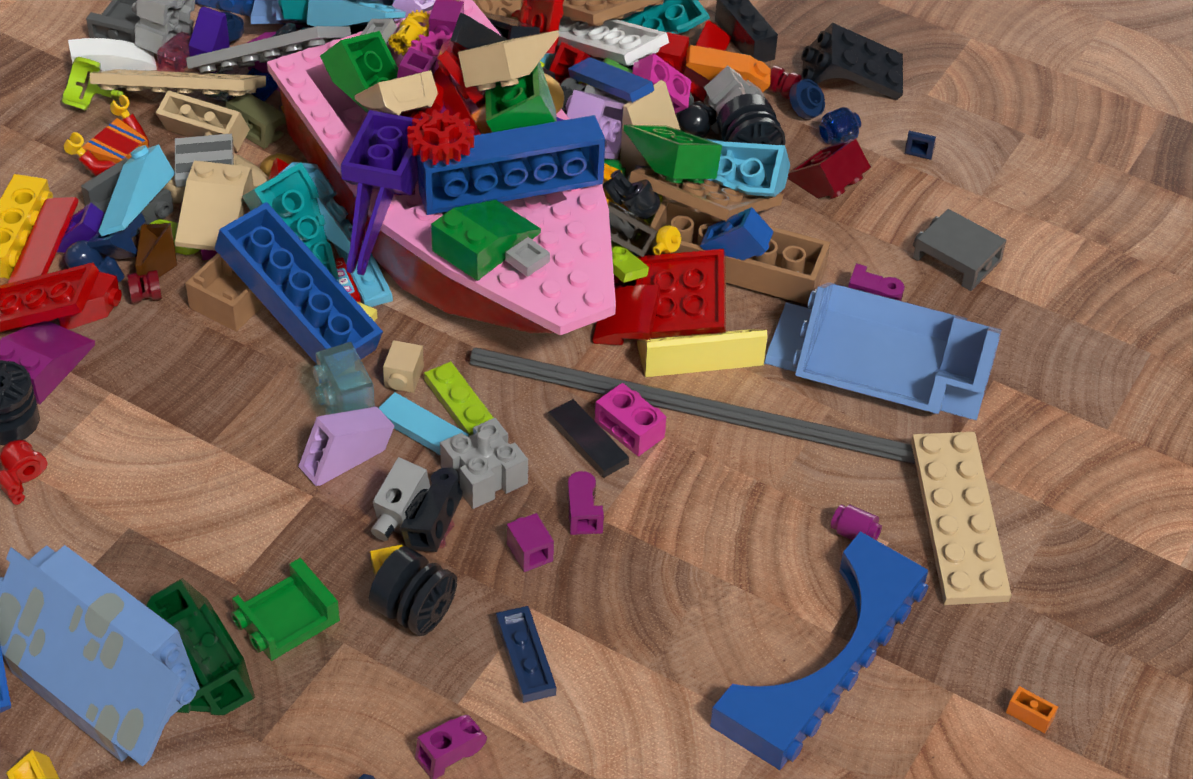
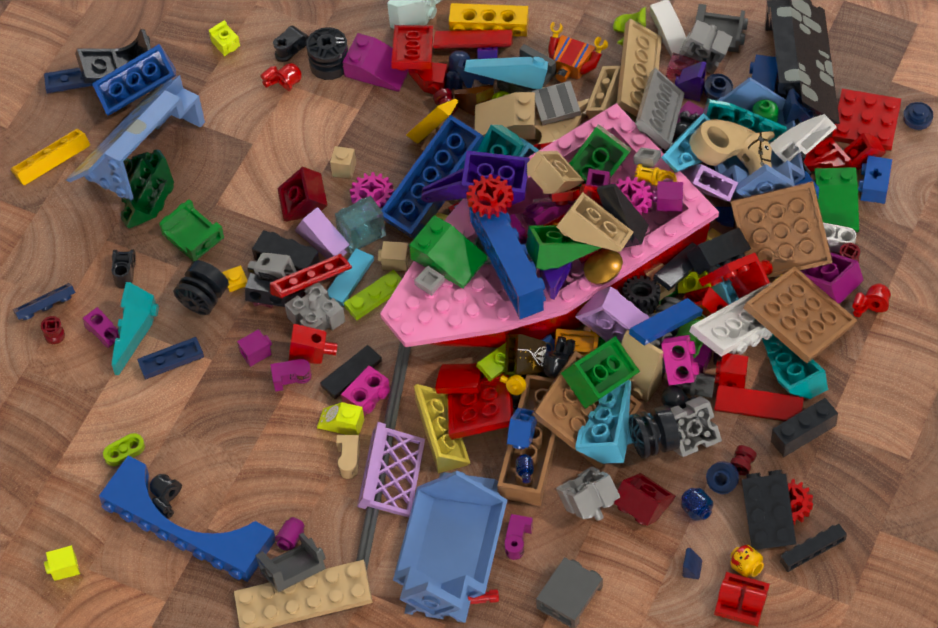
camera: 90 degrees right, 10 degrees up
(199, 274) = (431, 121): none -> yellow slope
(216, 407) = (343, 162): none -> tan brick
(261, 465) = (302, 194): none -> dark red slope
(281, 381) = (372, 185): none -> dark pink gear
(331, 709) = (123, 267): none -> black piece
(351, 505) = (271, 242): none -> black brick
(431, 451) = (309, 276): none -> red slope
(447, 694) = (138, 316): none -> teal wedge
(547, 460) = (310, 344): none -> red torso
(671, 449) = (342, 419): none -> neon yellow slope
(688, 729) = (123, 449): none -> lime plate
(711, 62) = (731, 412): orange slope -> none
(734, 447) = (349, 460): none -> tan leg
(755, 414) = (375, 462): none -> lavender fence
(772, 670) = (164, 490): none -> black piece
(795, 246) = (524, 467): none -> clear blue cylinder
(827, 204) = (588, 494): none -> light grey brick
(893, 37) = (813, 547): none -> black piece
(914, 514) = (293, 565): none -> dark grey panel
(921, 96) = (746, 561): none -> yellow head
(969, 107) = (741, 599): none -> red plate

